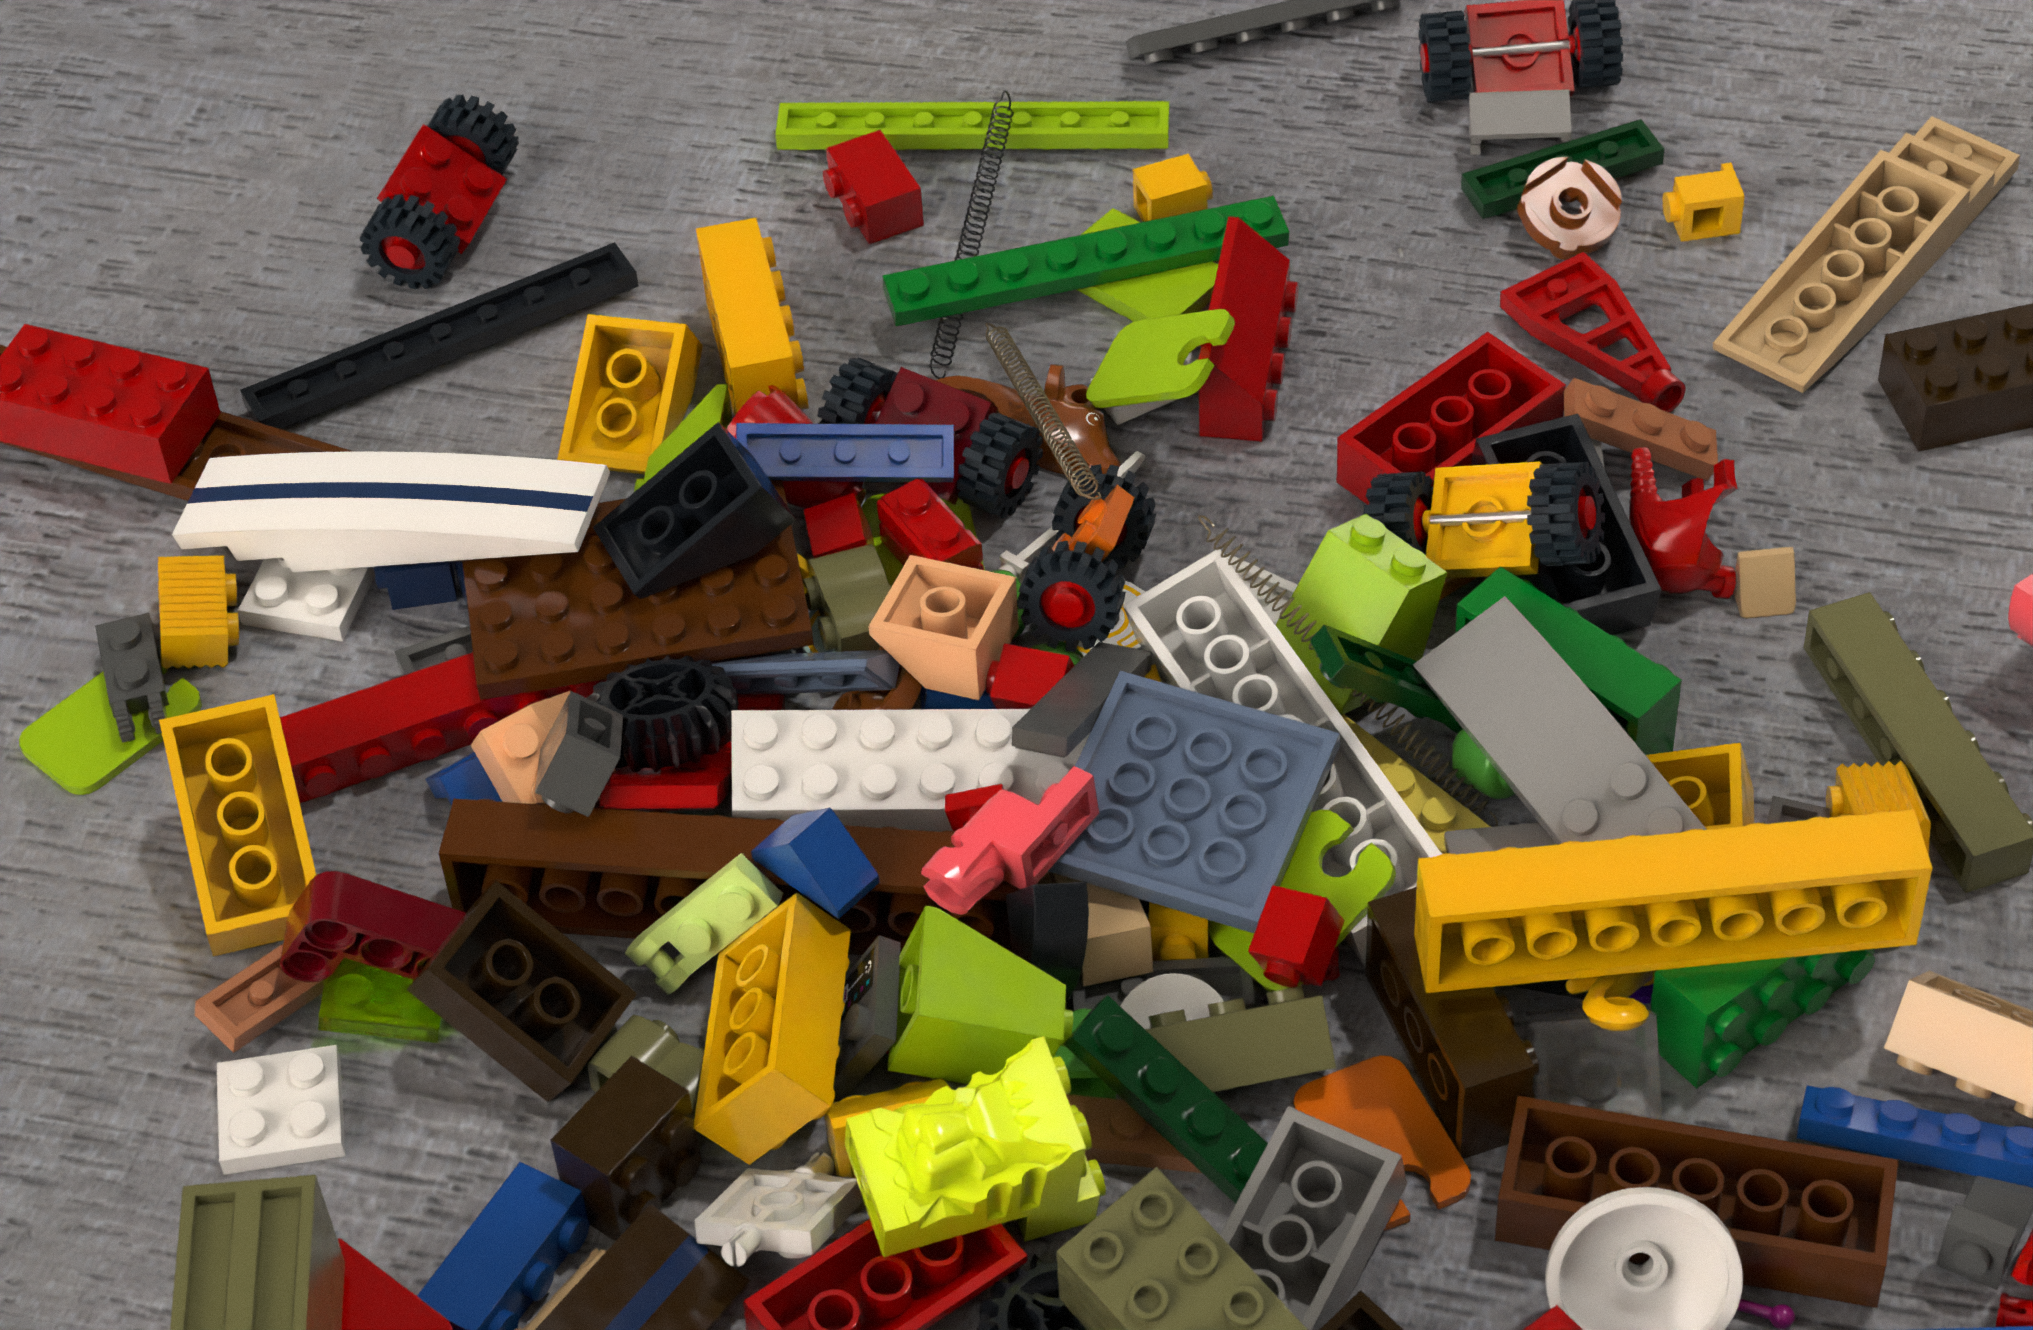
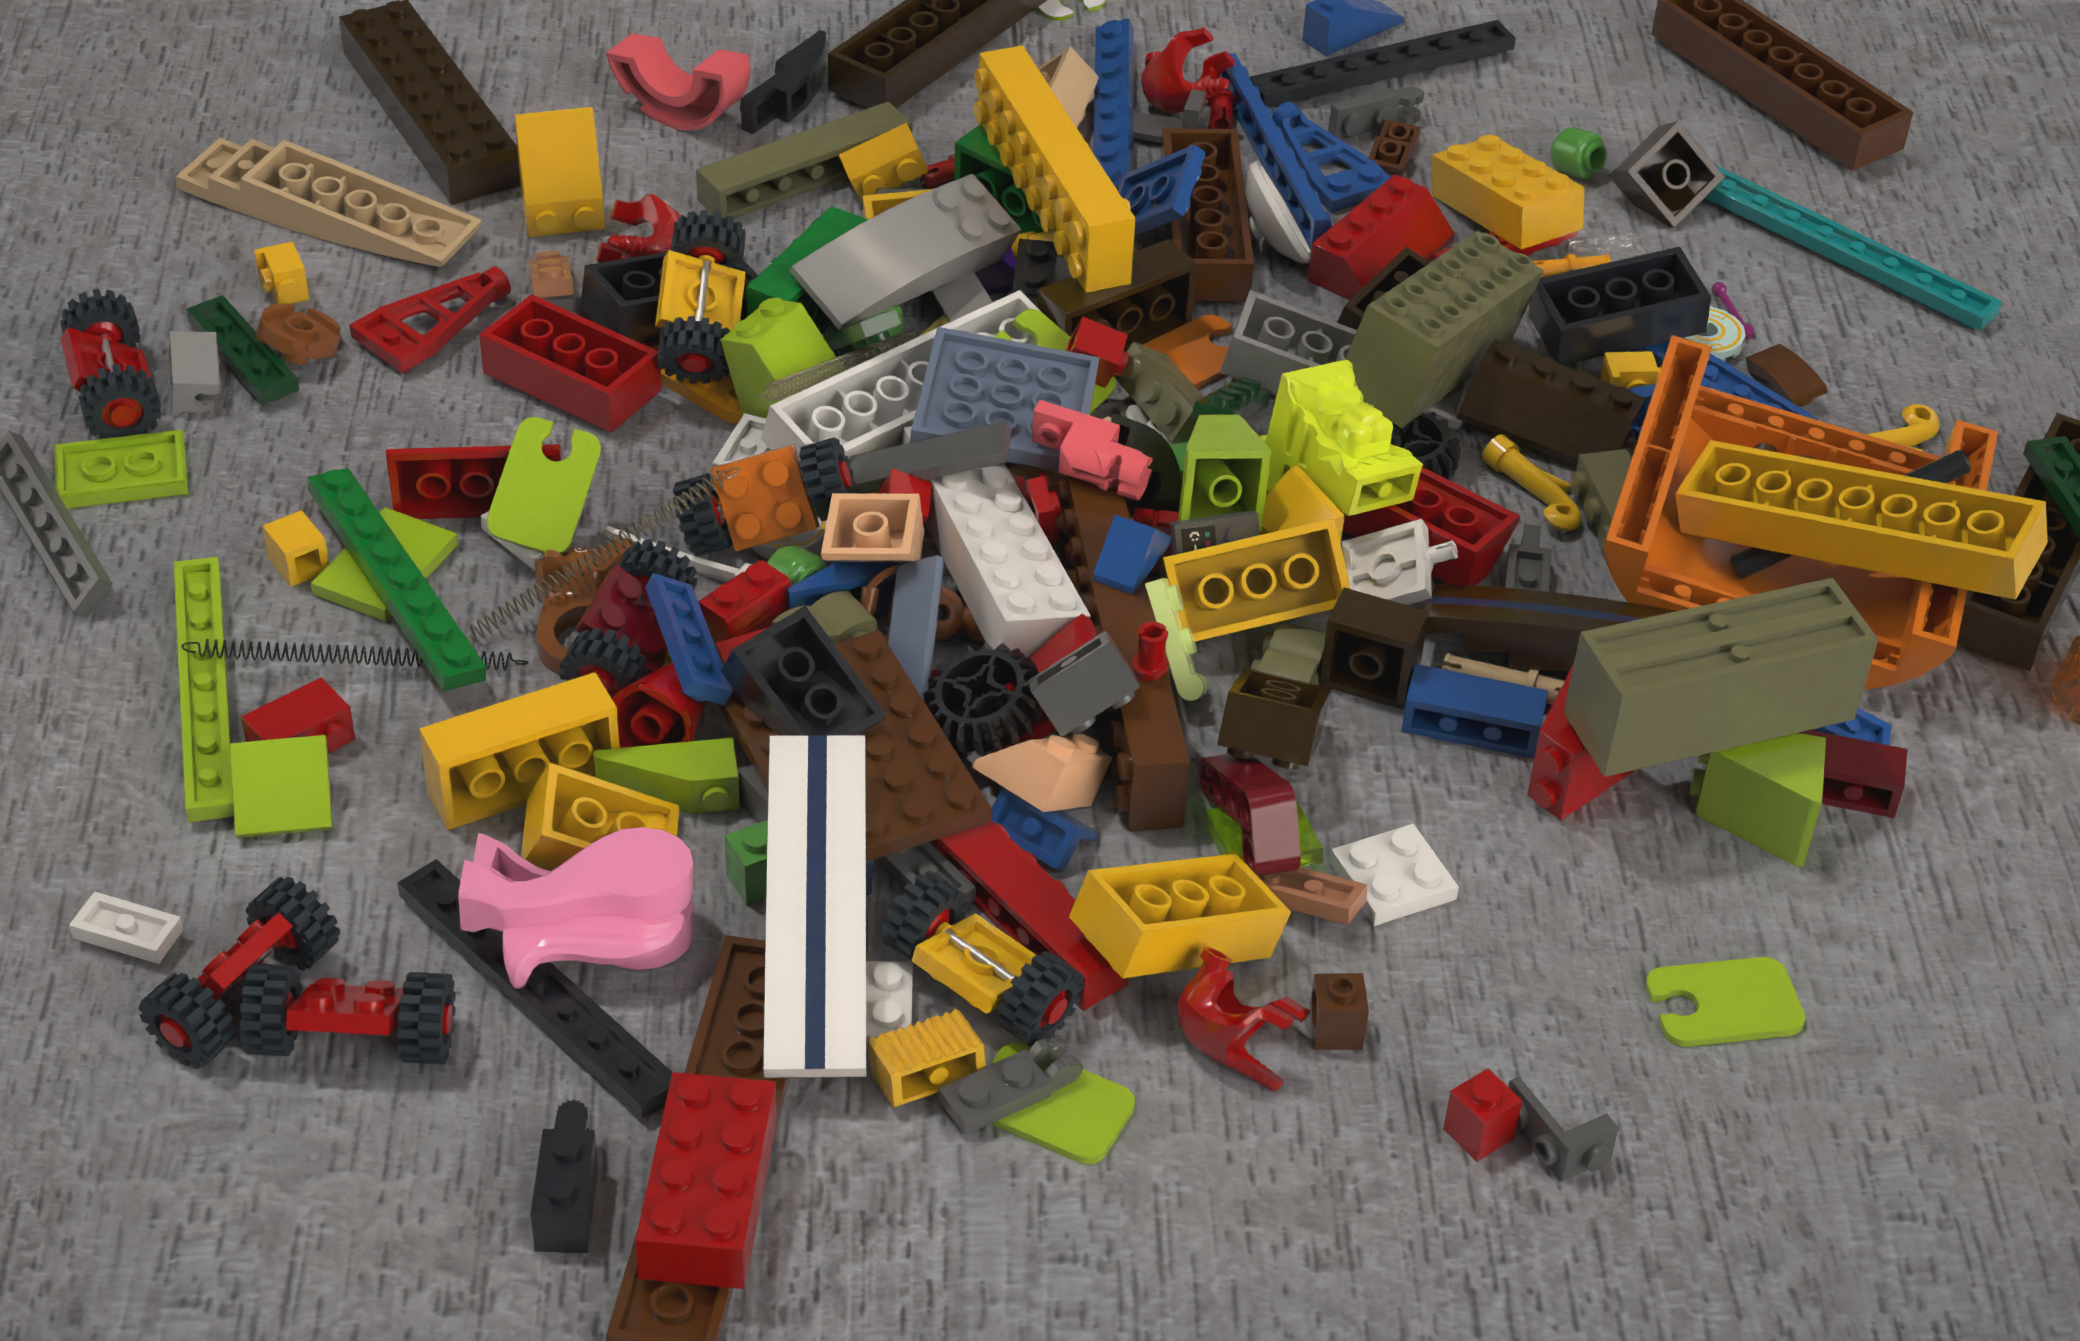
camera: 110 degrees left, 5 degrees down
(79, 977) = (1338, 1011): none -> reddish brown brick
(110, 865) = (1221, 1024): none -> red piece
(177, 326) = (565, 1183): none -> black hinge
(291, 649) = (981, 960): none -> plate
(484, 371) = (608, 904): none -> bright pink animal
(573, 150) = (189, 1012): none -> black plate
(603, 832) = (1150, 660): none -> red pin
(643, 69) = (126, 927): none -> white plate
(781, 165) = (281, 786): none -> lime tile
(1366, 80) = (121, 469): none -> lime tile
(1694, 1102) = (1162, 188): none -> blue plate
(1840, 441) = (559, 171): none -> yellow slope

